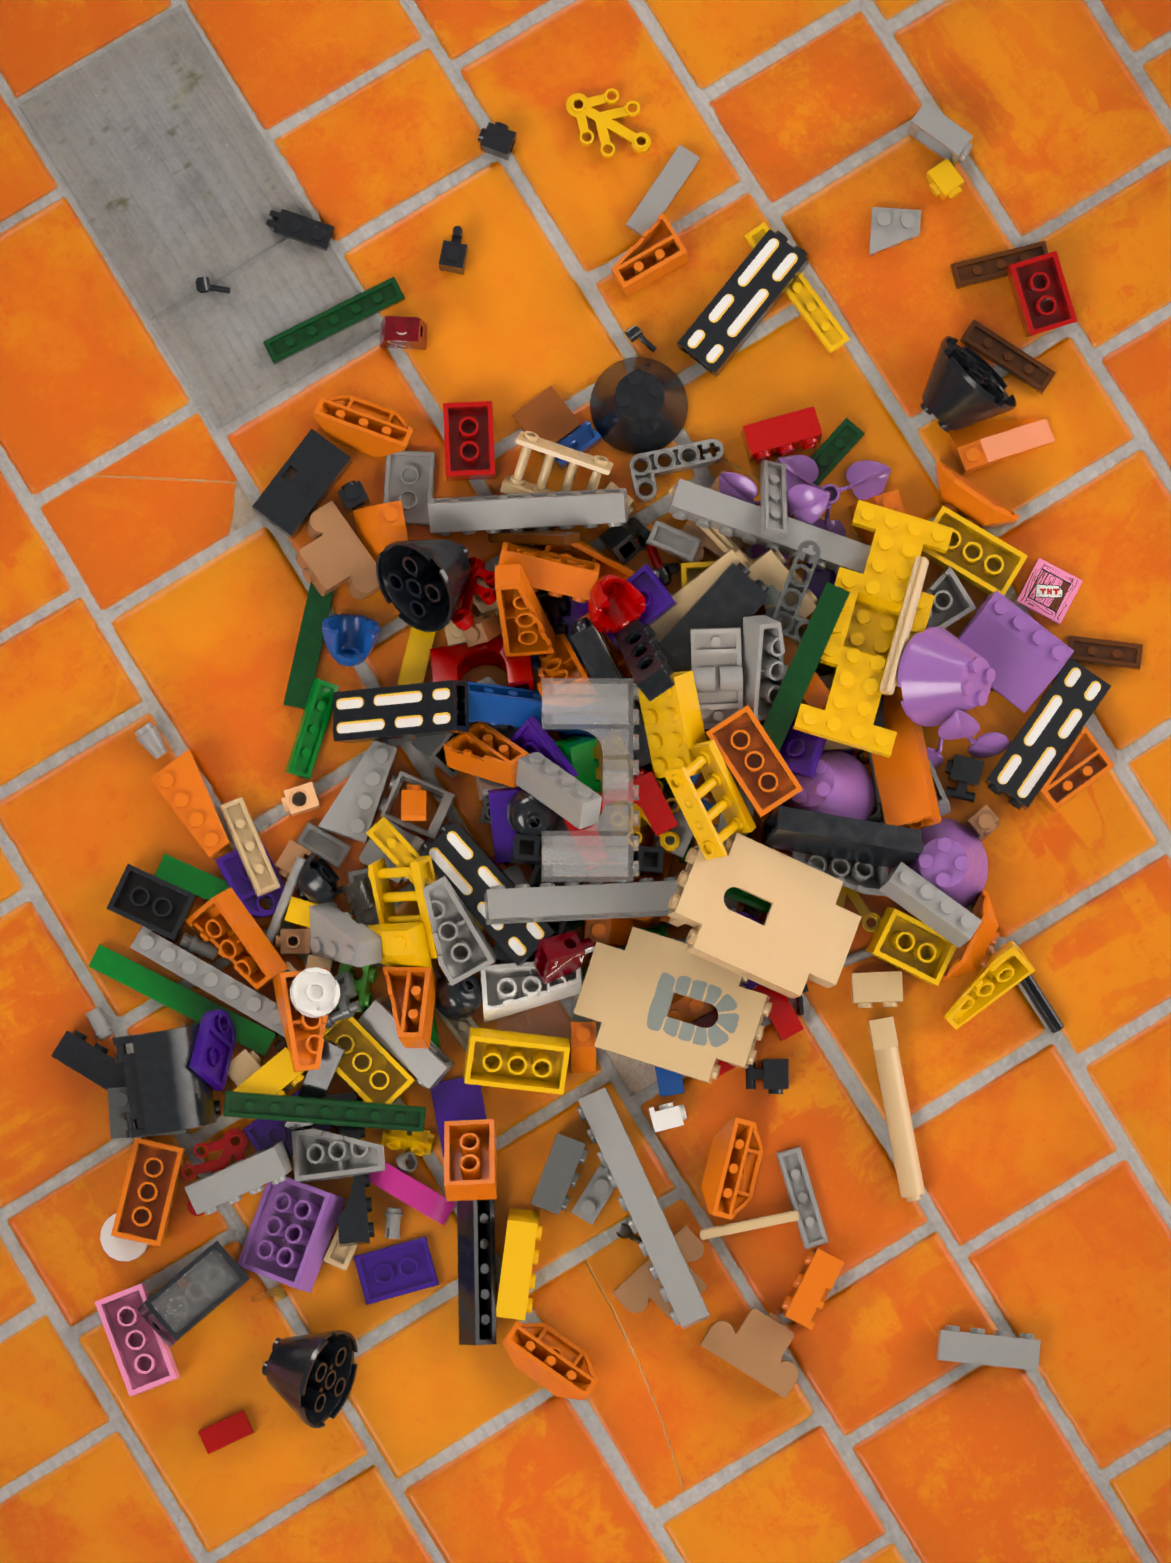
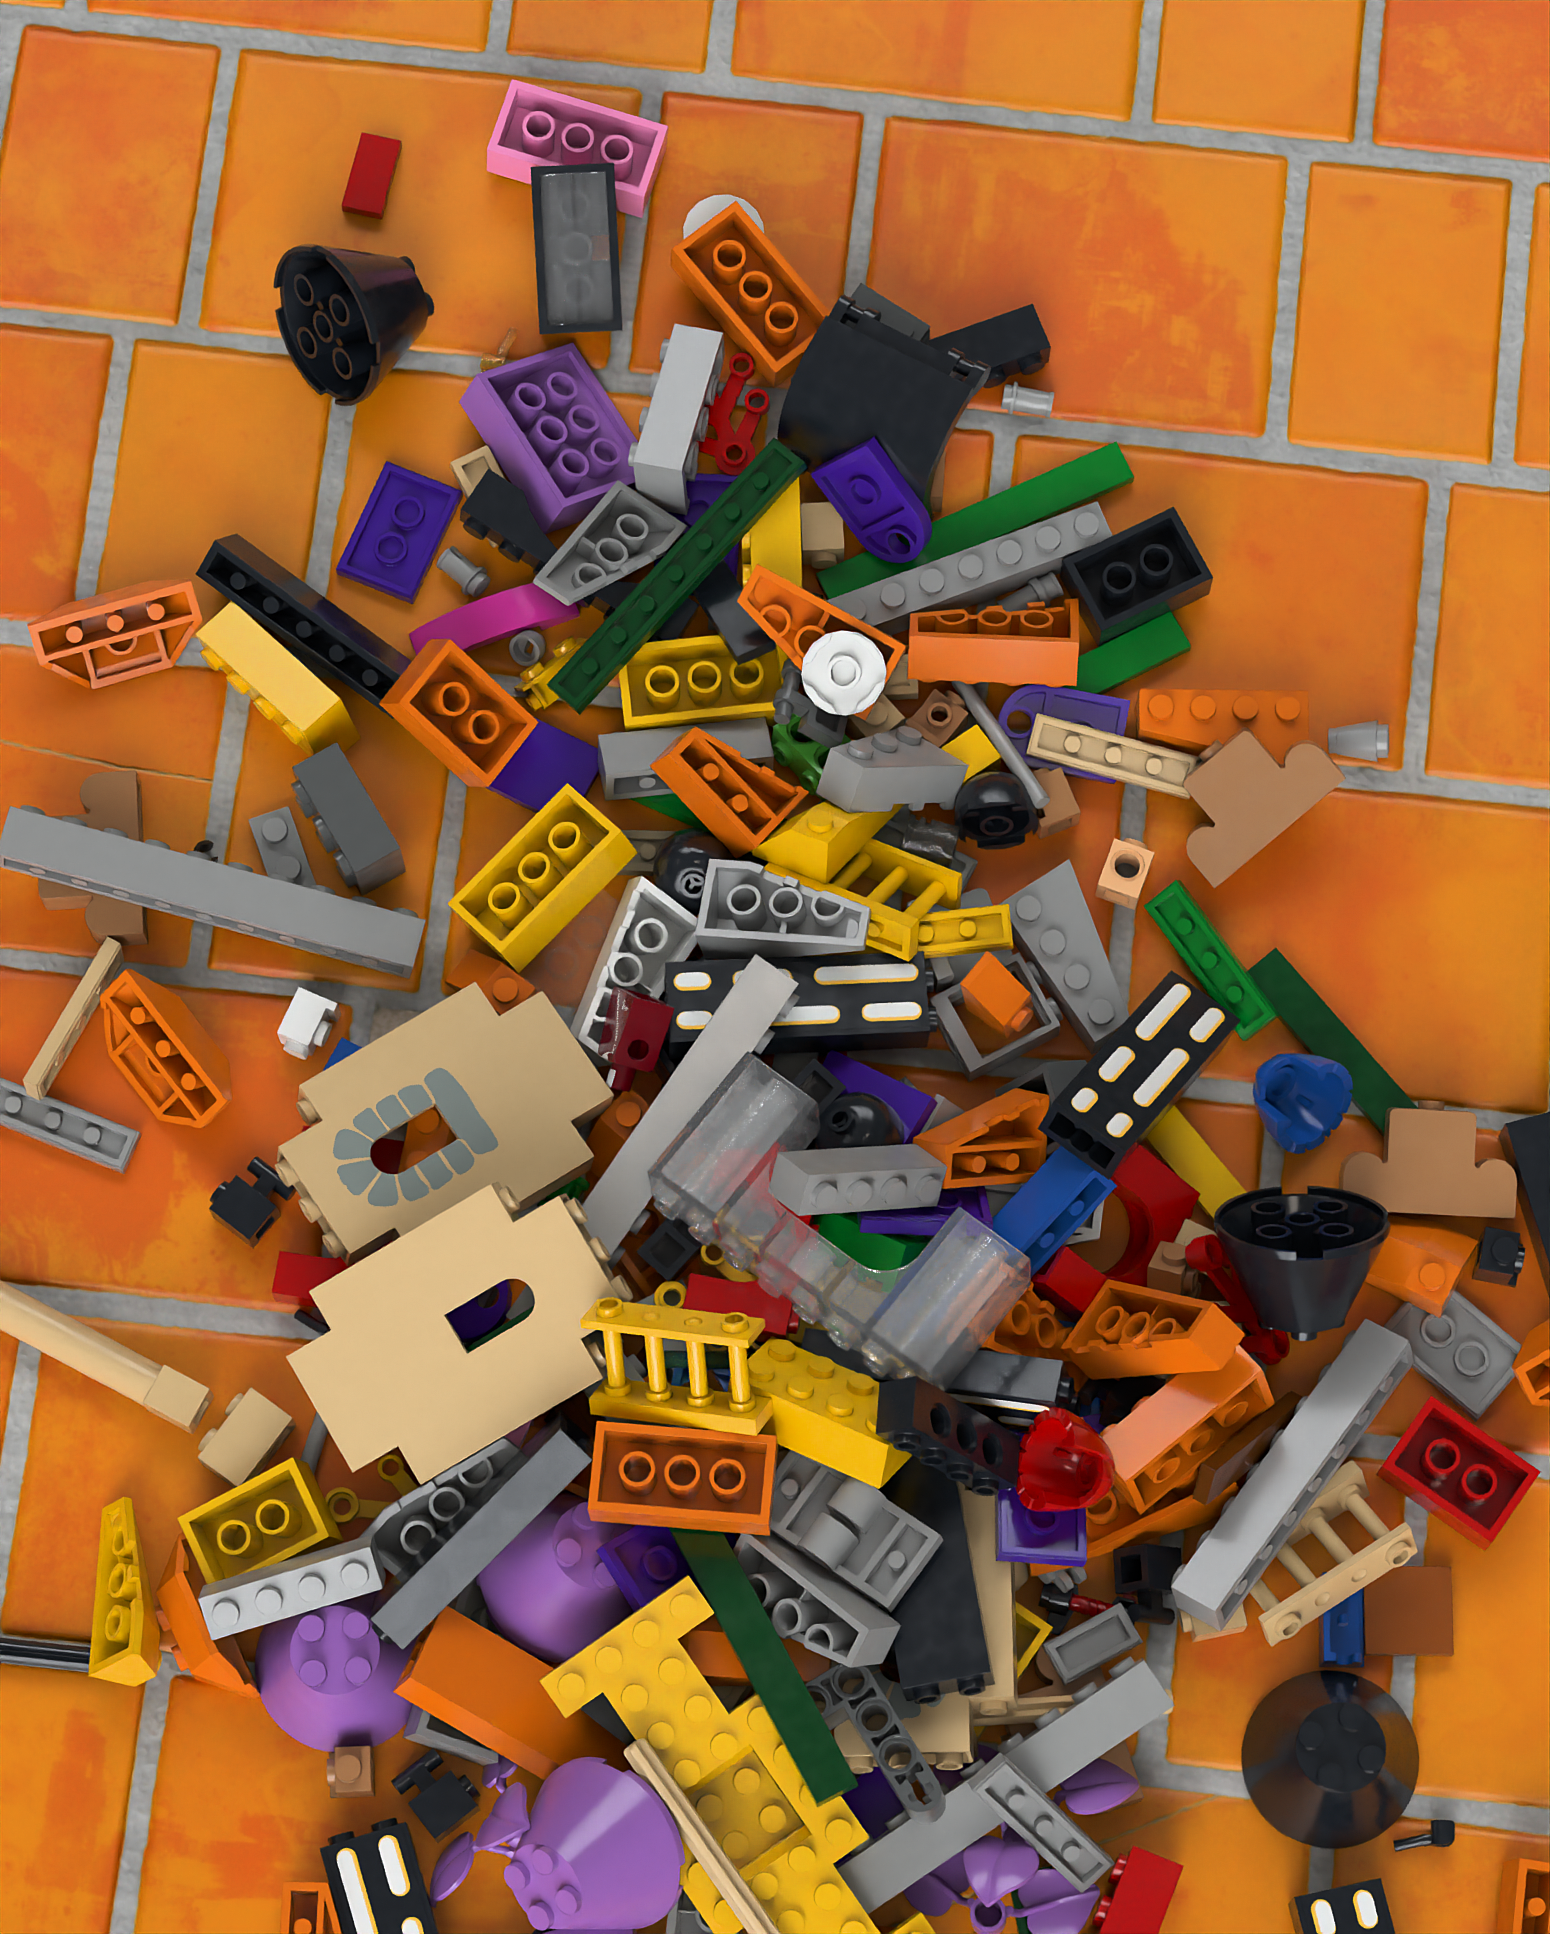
camera: 130 degrees right, 10 degrees down
(223, 763) = (1251, 798): none -> medium nougat brick
(323, 845) = (1038, 856): light grey tile -> none
(677, 465) = (1203, 1743): light grey beam -> none

